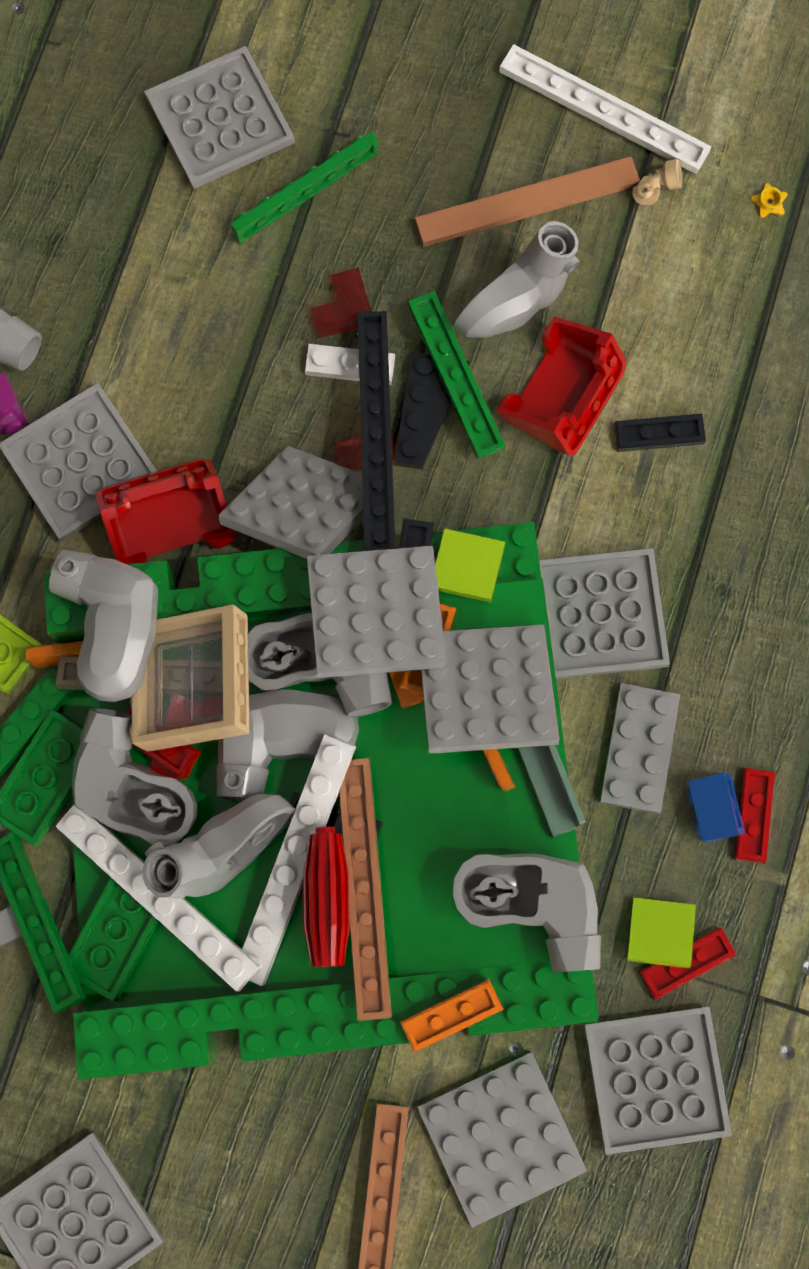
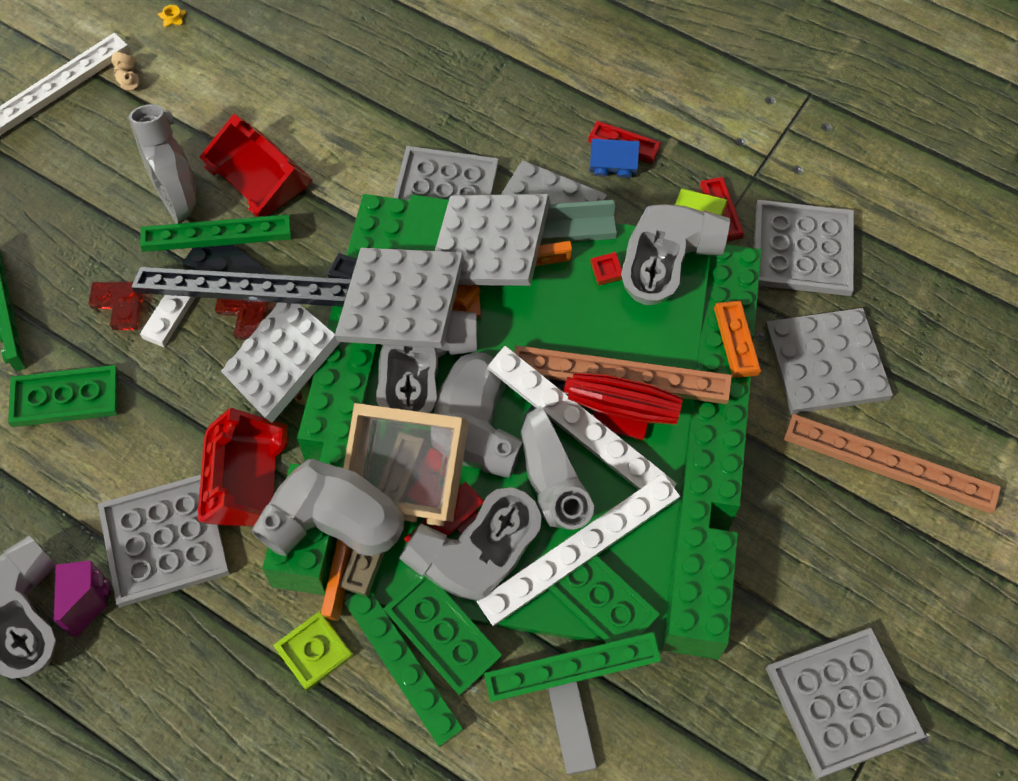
camera: 75 degrees left, 15 degrees down
(213, 297) = (63, 396): none -> green plate
(468, 565) = (382, 232): lime tile -> none
(499, 836) = (606, 268): none -> red plate
(527, 201) = (95, 161): nougat tile -> none
(659, 432) = (318, 124): black tile -> none

